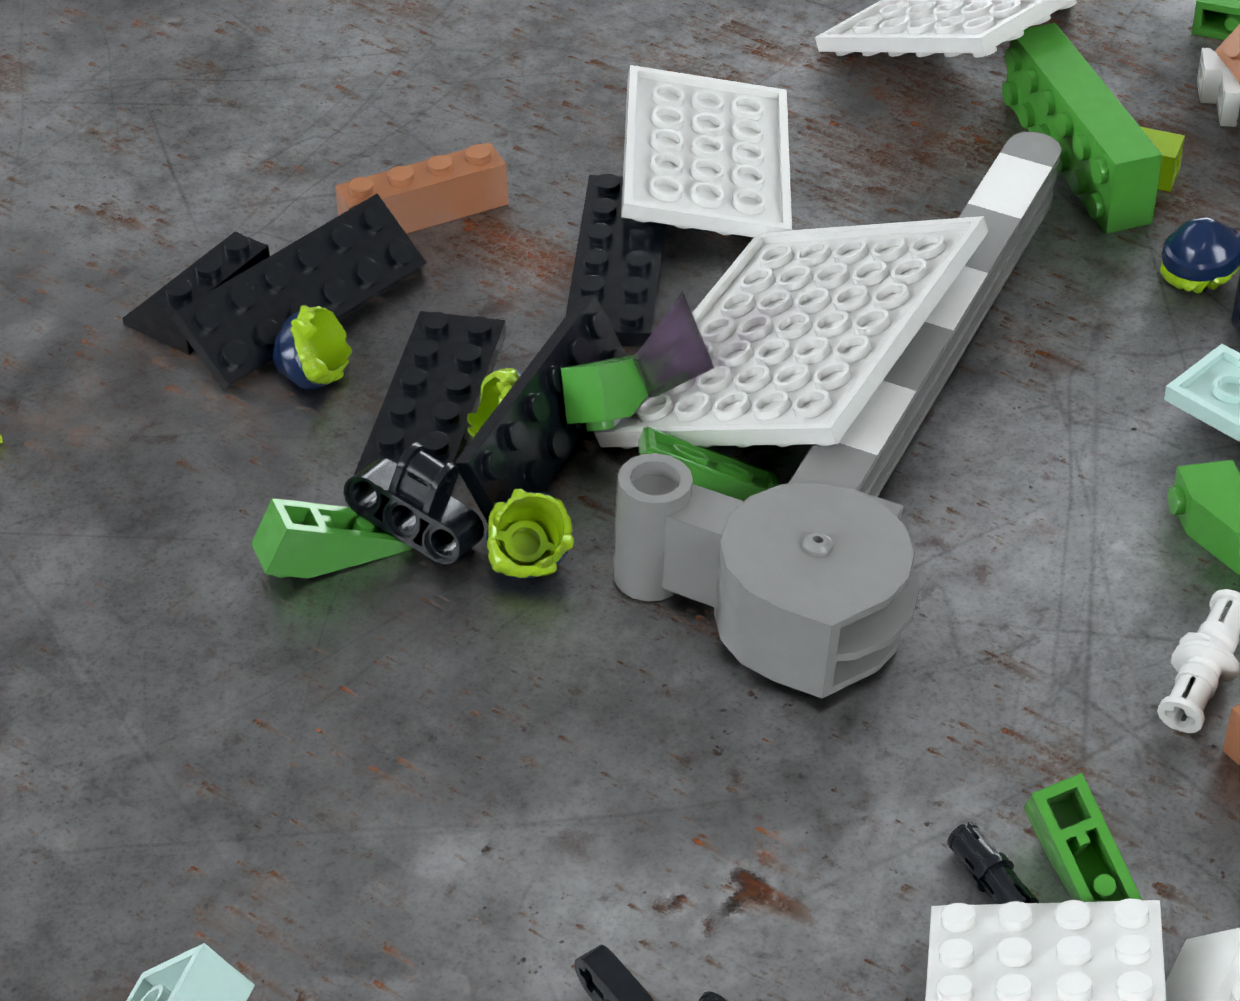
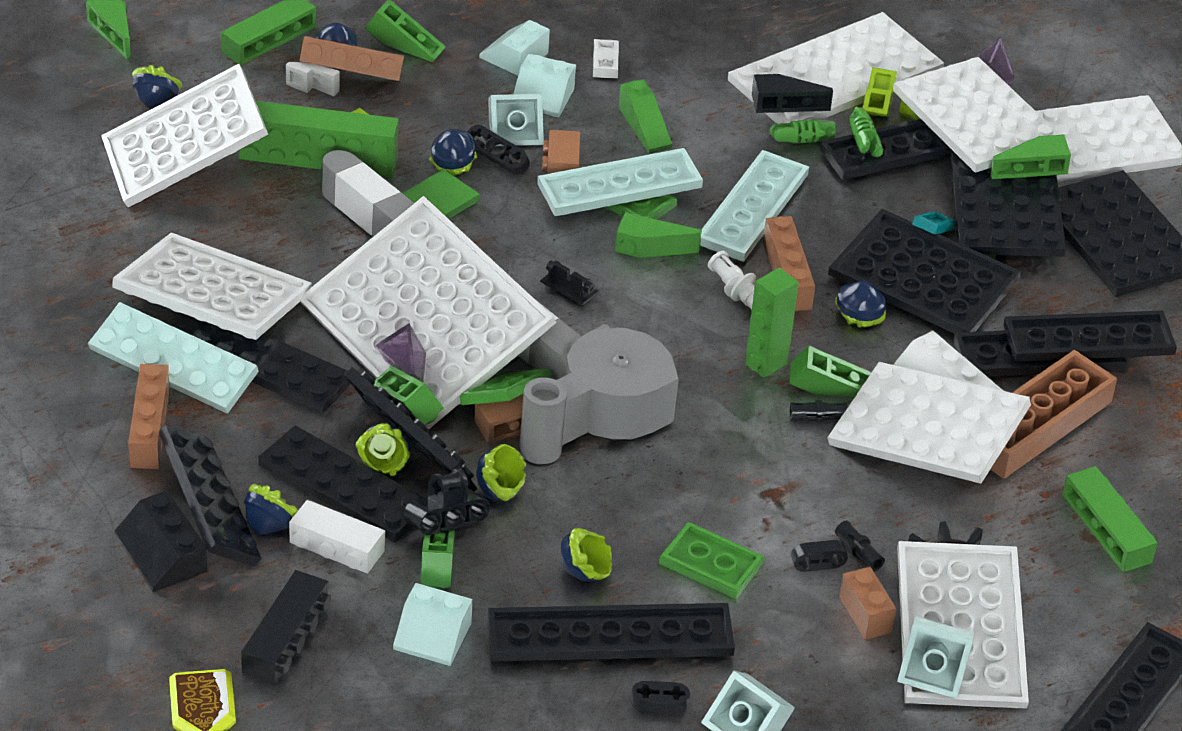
camera: 70 degrees left, 0 degrees up
(100, 447) = (285, 627): none -> black brick
(160, 901) = (660, 697): none -> black beam
(182, 586) = (433, 624): none -> light aqua slope
(284, 794) = (610, 632): none -> black plate
(303, 433) = (337, 536): none -> white brick
(411, 690) = (586, 555): none -> lime hair
(529, 859) = (711, 560): none -> bright green tile
(552, 179) = (193, 364): none -> light aqua plate
(1034, 470) = (570, 285): none -> black hinge
(1078, 691) = (771, 322): none -> bright green brick
(1086, 282) = (445, 193): none -> bright green tile

